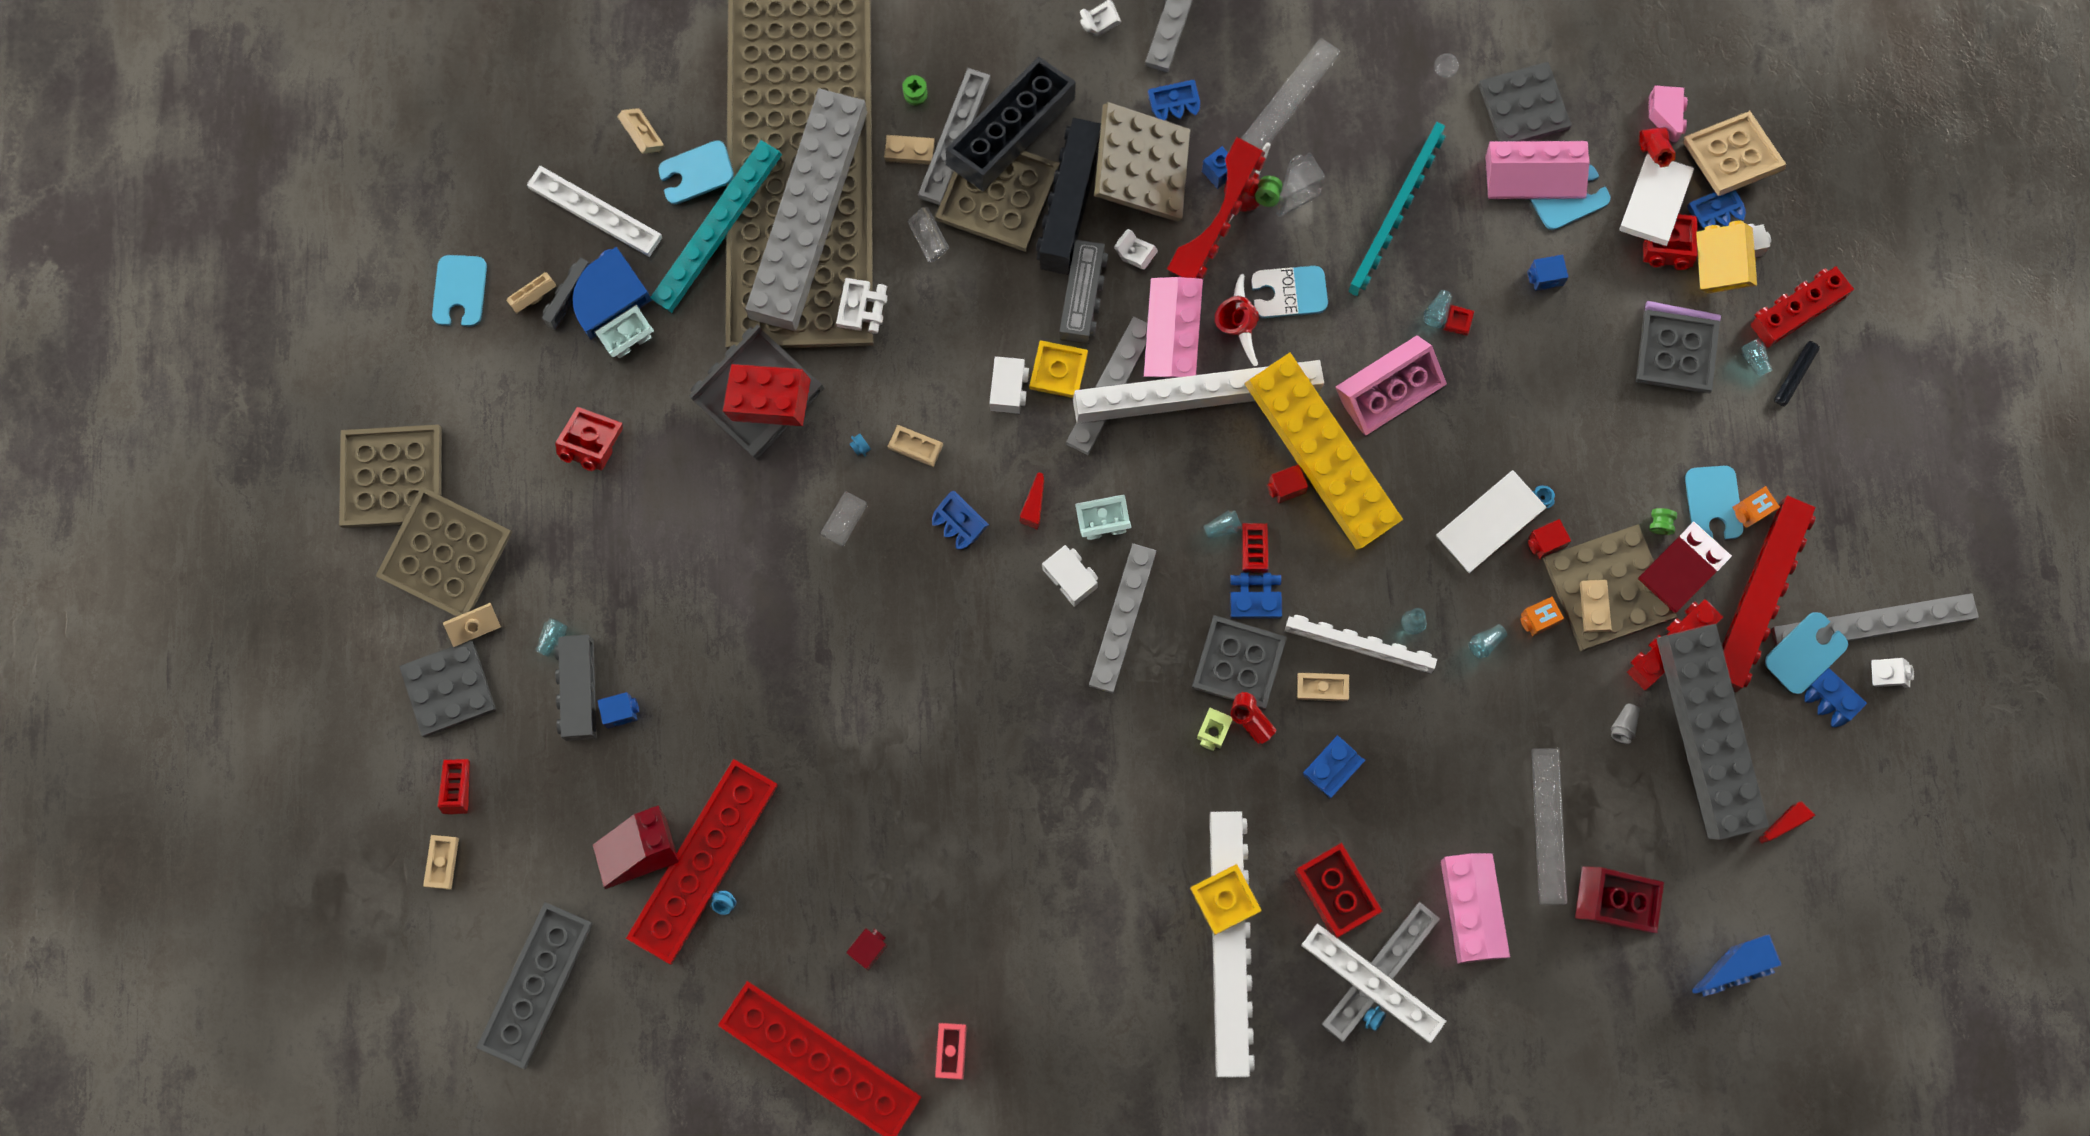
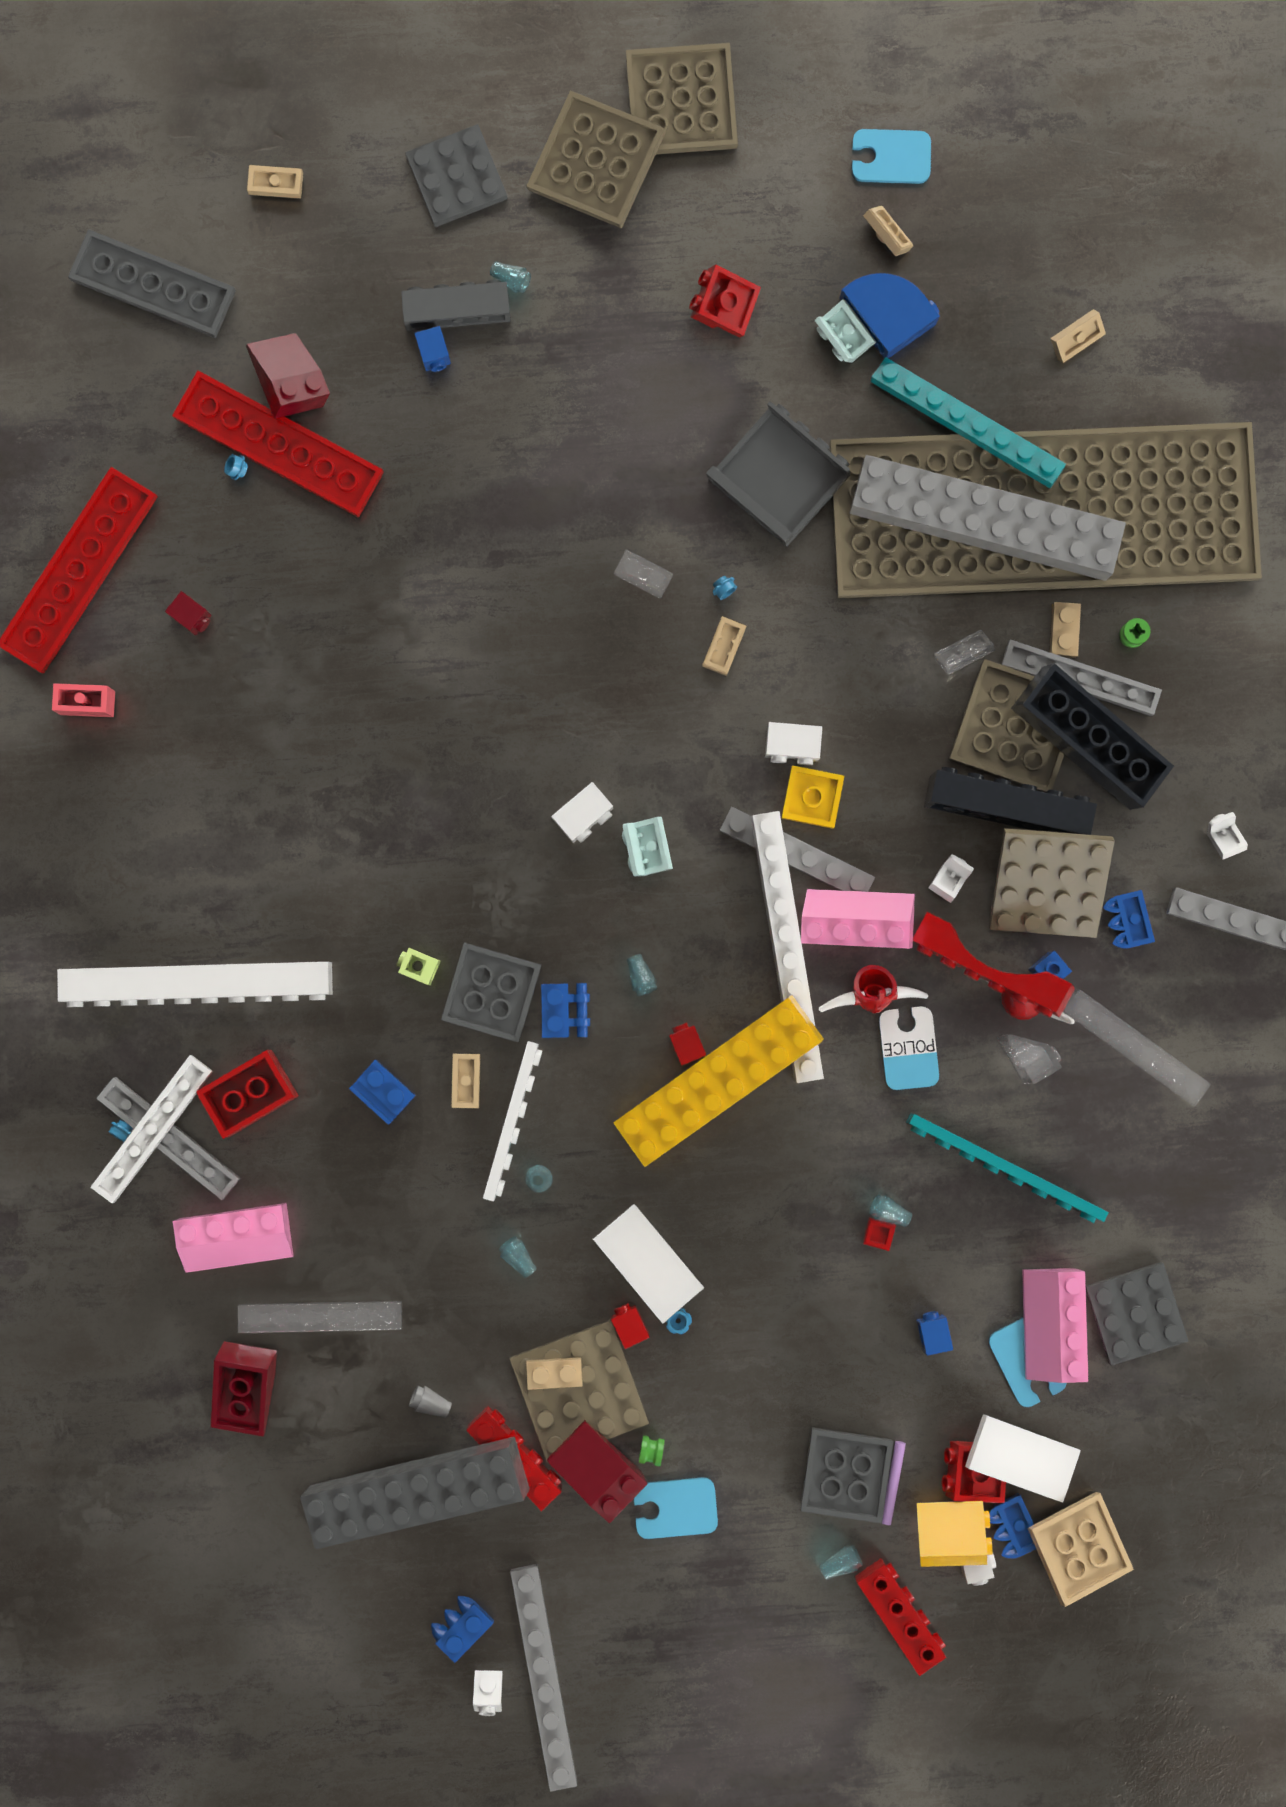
camera: 80 degrees right, 10 degrees up
(457, 802) = (346, 199): red slope -> none
(471, 624) = (521, 193): tan plate -> none
(555, 312) = (867, 258): dark grey plate -> none
(594, 211) = (983, 292): white plate -> none
(701, 171) = (1035, 405): medium azure piece -> none
(766, 395) = (769, 482): red brick -> none
(854, 302) = (878, 573): white plate -> none
(959, 519) = (642, 695): blue plate -> none
(1031, 510) = (657, 772): red slope -> none
(1082, 291) = (901, 820): dark grey brick -> none
(1122, 618) = (539, 869): light grey plate -> none
(1225, 899) = (233, 976): yellow plate -> none
(1253, 719) = (432, 999): red piece -> none
(1254, 567) = (618, 999): red slope -> none
(1268, 191) = (1018, 1023): bright green wheel -> none
(1391, 384) = (801, 1158): bright pink slope -> none
(1446, 65) = (1181, 1226): clear plate -> none
(1541, 616) = (544, 1315): orange brick -> none
(1658, 146) = (1089, 1461): red piece -> none
(1667, 110) = (1131, 1475): bright pink slope -> none
(1740, 961) = (173, 1511): blue slope -> none
(1755, 507) = (668, 1552): orange brick -> none
(1765, 587) = (576, 1557): red brick -> none
(1790, 819) = (327, 1572): red slope -> none
(1797, 373) = (824, 1607): black axle -> none
(1799, 656) = (503, 1595): medium azure piece -> none

